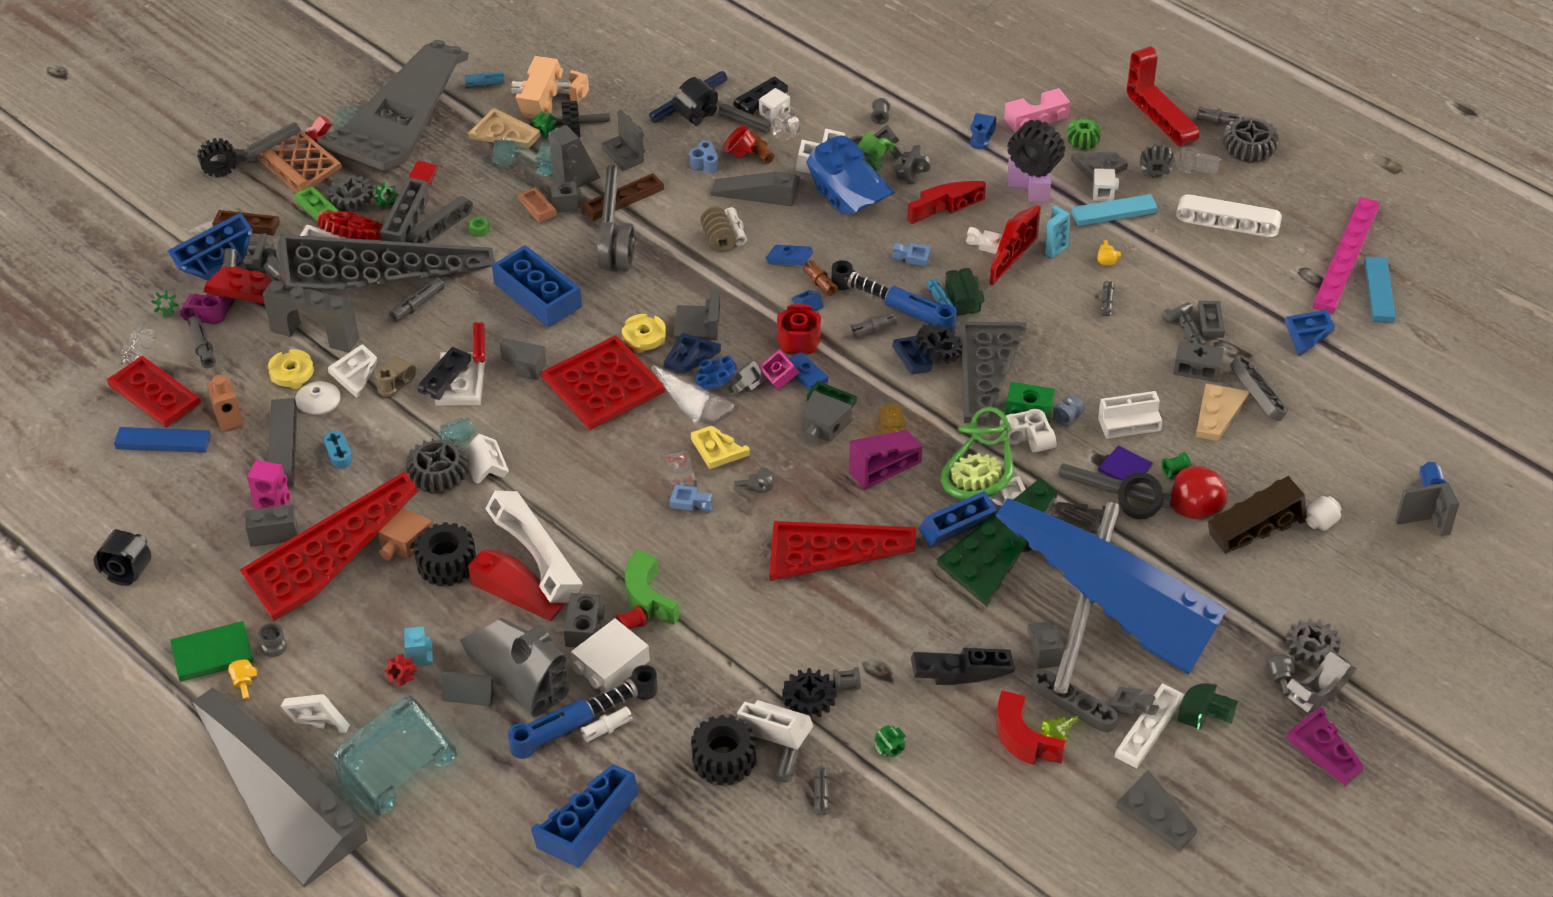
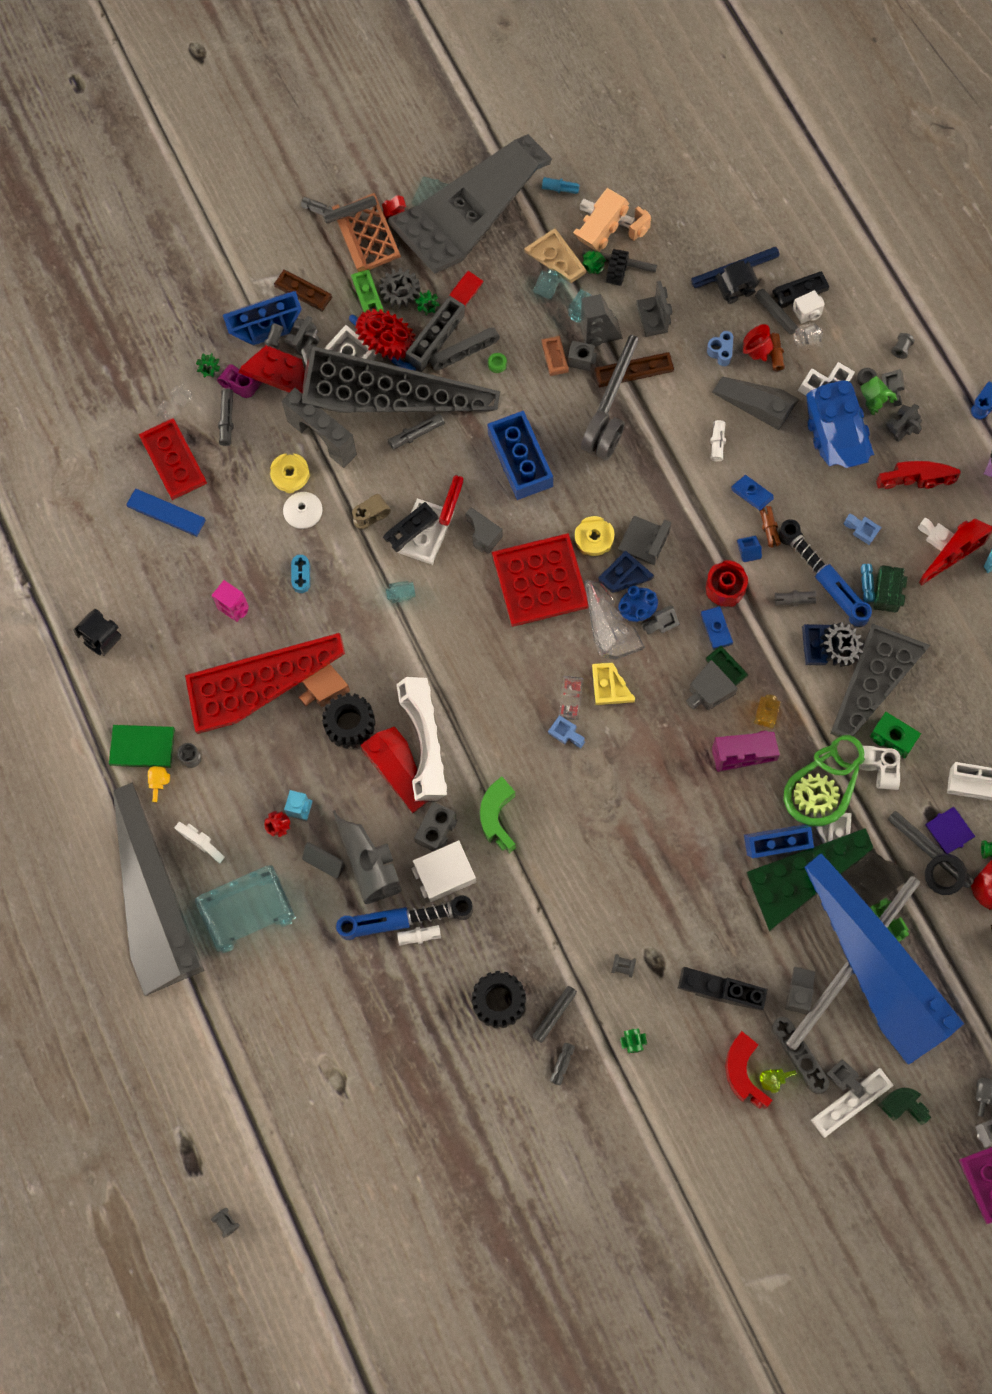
camera: 25 degrees right, 25 degrees up
(213, 149) = (298, 211): black tyre -> none
(220, 393) = (223, 492): nougat torso -> none
(271, 525) = (222, 639): dark grey brick -> none
(283, 436) = (258, 551): dark grey beam -> none
(354, 369) = (340, 492): white wing -> none
(443, 464) = (383, 609): dark grey gear -> none
(485, 458) = (415, 628): white panel -> none
(587, 817) = (370, 1023): blue wedge -> none
(633, 618) = (474, 840): red bush -> none
(718, 229) = (699, 441): dark tan piece -> none
(762, 481) = (632, 735): dark grey piece -> none
(776, 723) = (549, 990): white piece -> none
(779, 369) = (692, 621): dark pink piece -> none
(815, 547) = (657, 823): red wing -> none
(822, 693) = (578, 965): black gear -> none
(1068, 410) = (925, 755): sand blue wheel -> none
(1157, 811) = (821, 1187): dark grey wing -> none

